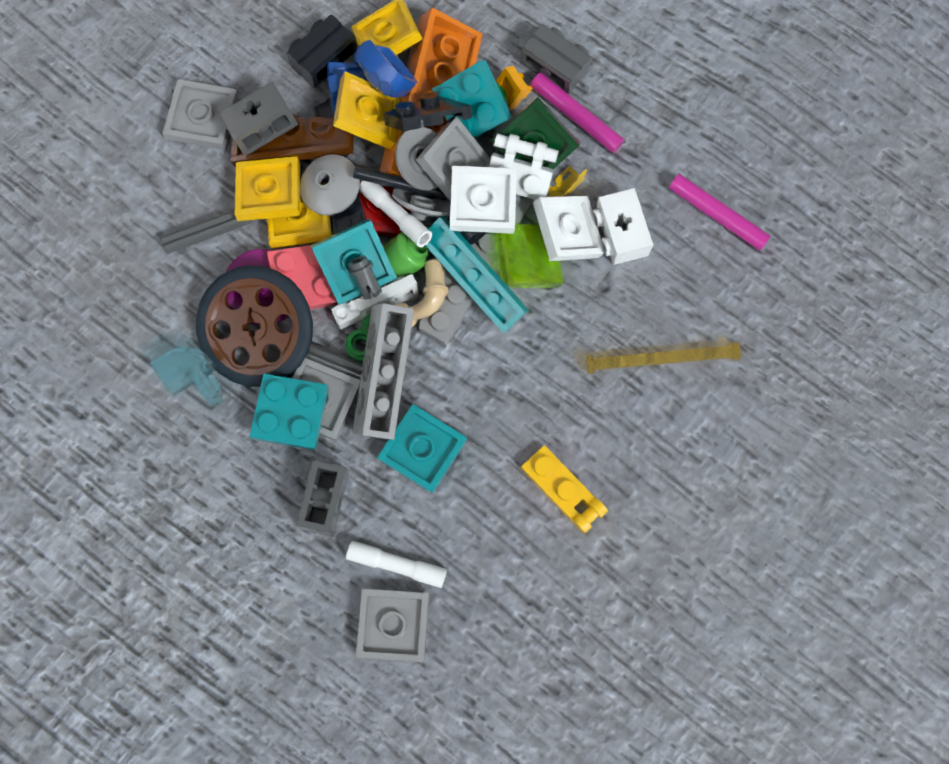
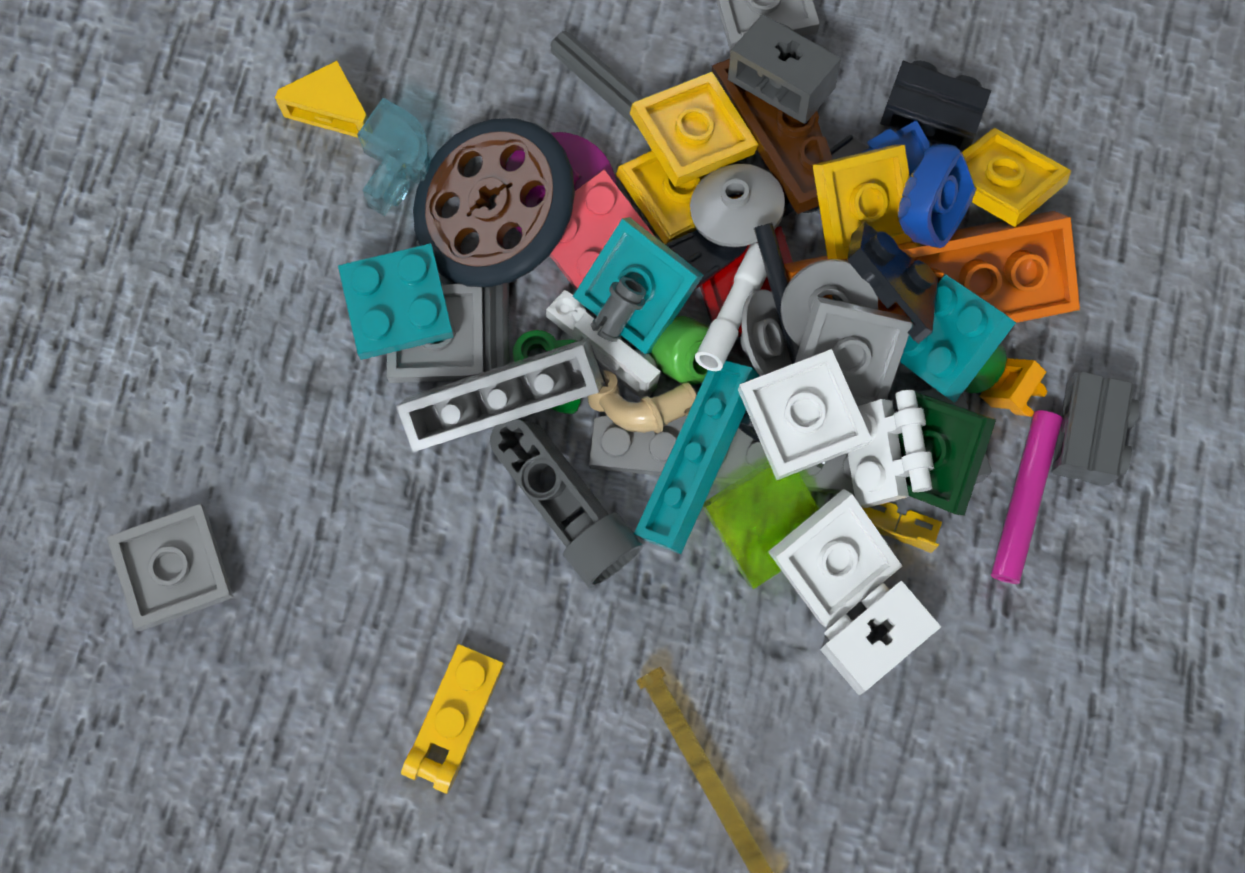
camera: 70 degrees right, 0 degrees up
(131, 401) = (323, 101): none -> yellow slope
(323, 498) = (296, 398): dark grey brick -> none
(417, 570) = (257, 566): white piece -> none
(422, 448) = (425, 499): teal plate -> none
(496, 358) = (595, 541): none -> dark grey beam
(719, 212) = (976, 773): dark pink piece -> none

